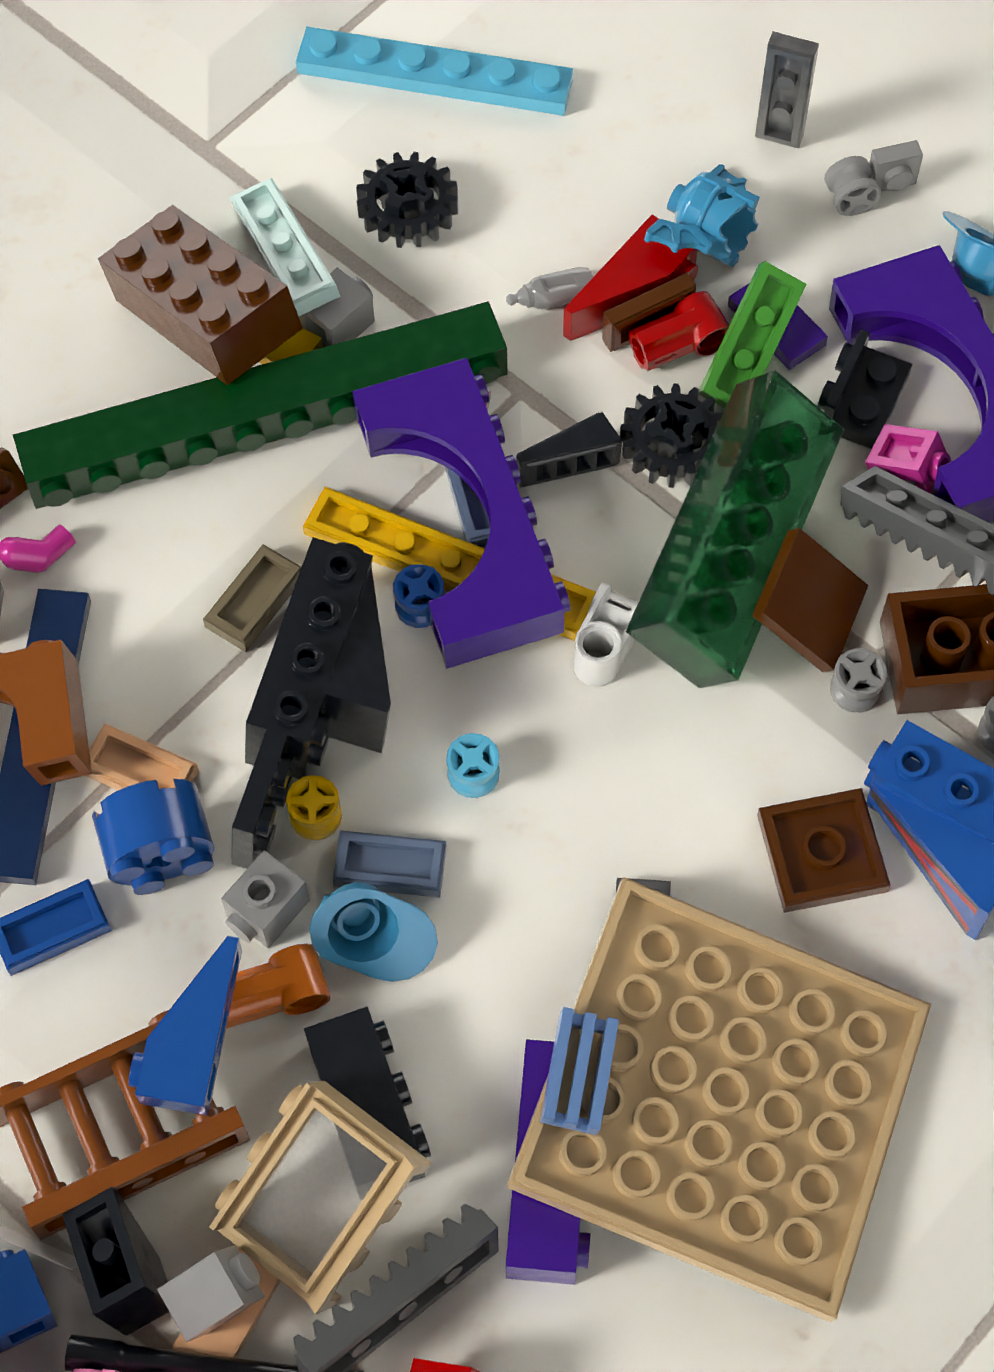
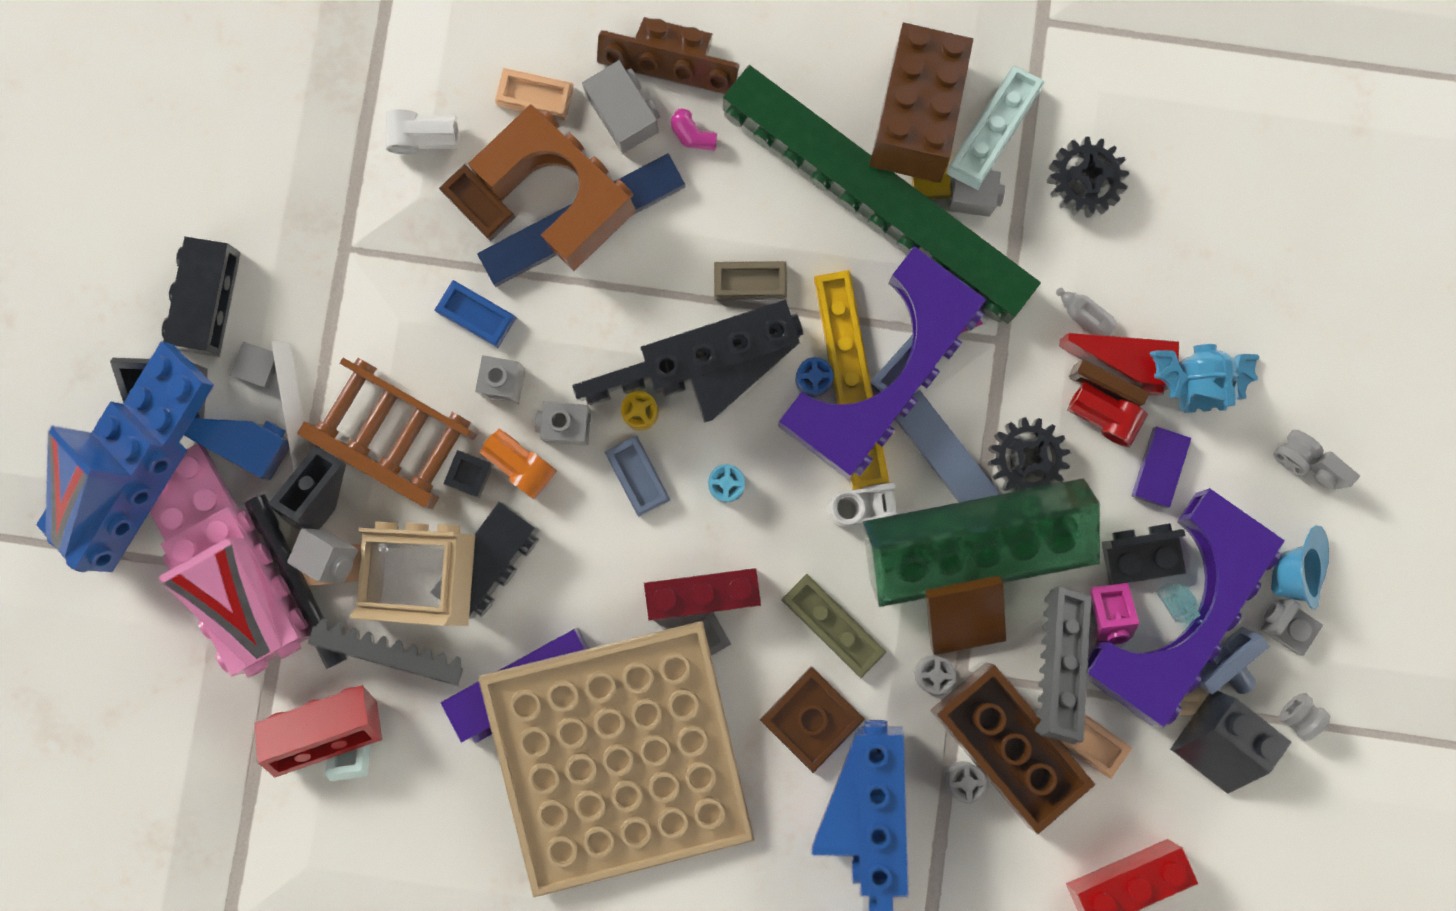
camera: 55 degrees right, 20 degrees up
(127, 760) = (600, 294): light nougat tile -> none
(153, 835) = (554, 336): blue brick -> none
(154, 939) = (500, 379): none -> light grey brick
(188, 1041) = (434, 449): blue slope -> none
(244, 1058) = (468, 474): none -> black plate
(373, 933) = (584, 496): dark azure piece -> none
(435, 70) = (1203, 123): medium azure plate -> none
(574, 451) = (977, 405): black slope -> none
(578, 881) = (702, 594): none -> dark red arch
(589, 1025) = (535, 690): medium blue tile -> none
(607, 517) = (945, 452): none -> sand blue tile
(726, 757) = (833, 626): none -> olive tile
(753, 332) = (1133, 462): bright green plate -> none
(786, 89) = (1335, 368): flat silver tile -> none
(940, 388) = (1178, 602): none -> clear light blue plate

